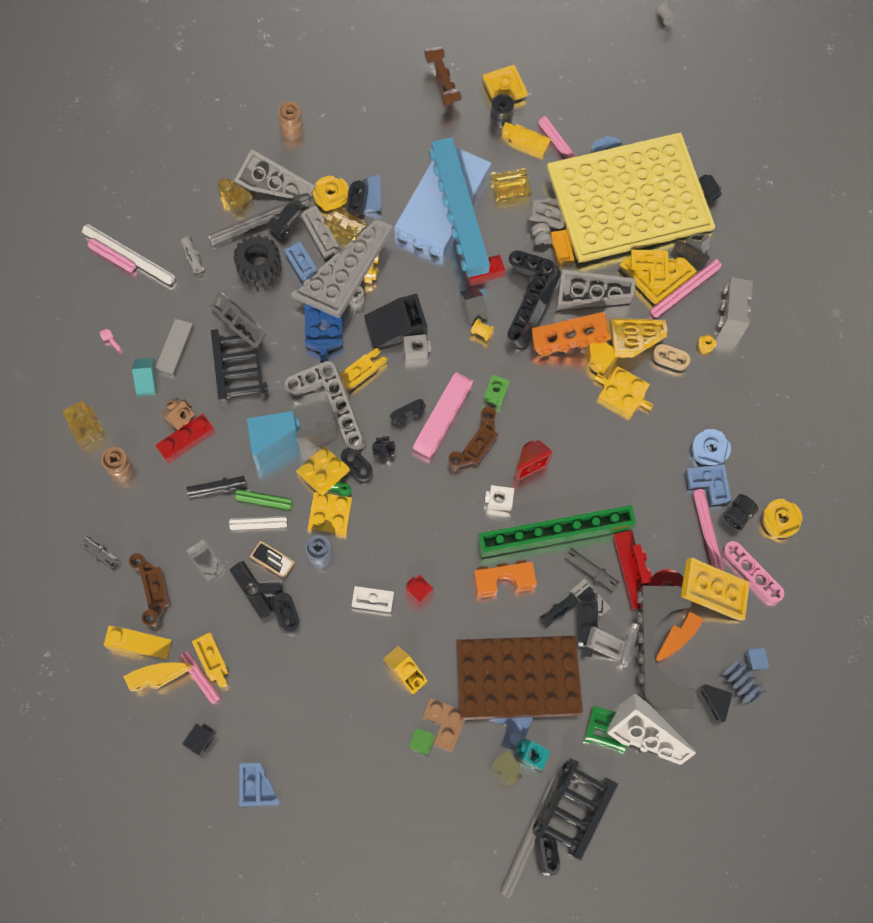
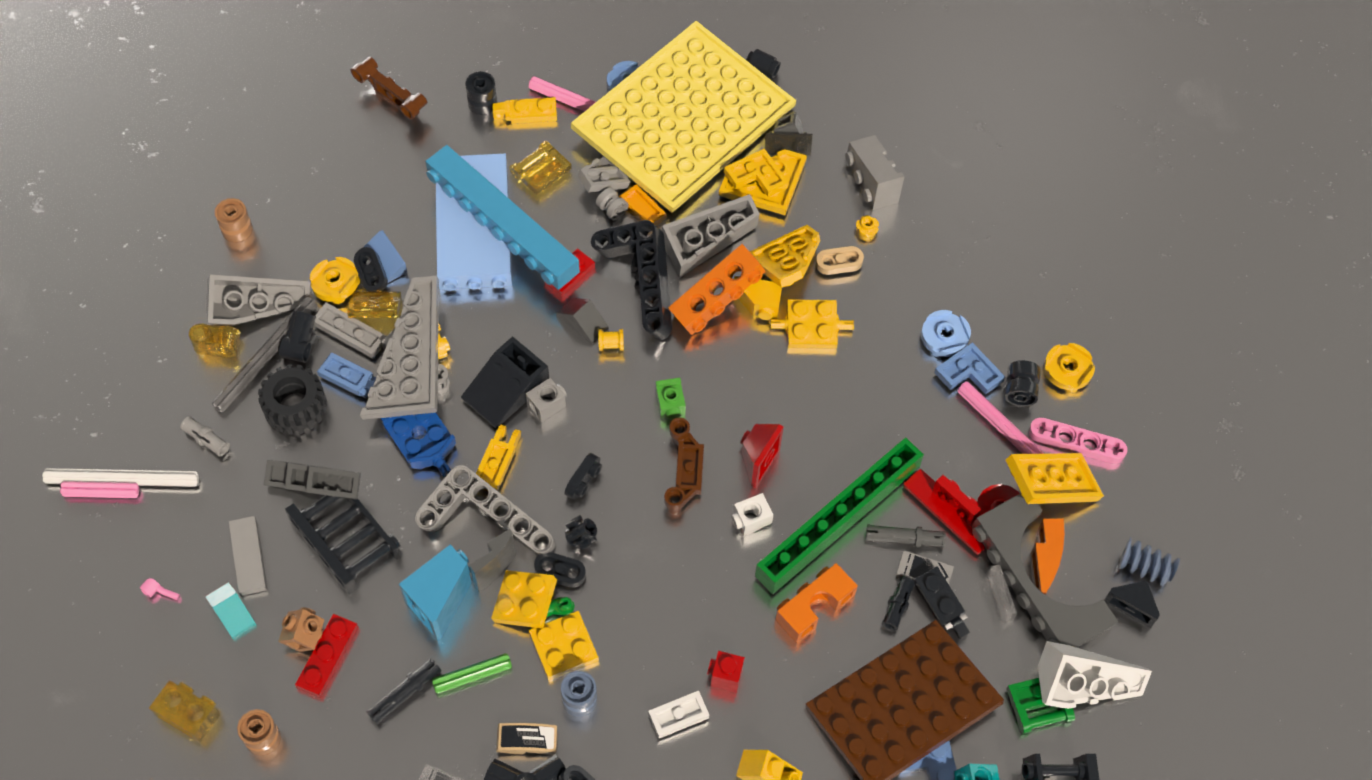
camera: 30 degrees left, 10 degrees down
(258, 522) = (482, 705): white axle -> none
(442, 414) = (626, 458): bright pink beam -> none
(506, 82) = (462, 62): yellow plate -> none
(606, 643) = (975, 607): light grey tile -> none
(685, 288) = (806, 181): bright pink axle -> none
(756, 659) = (1144, 531): medium blue slope -> none

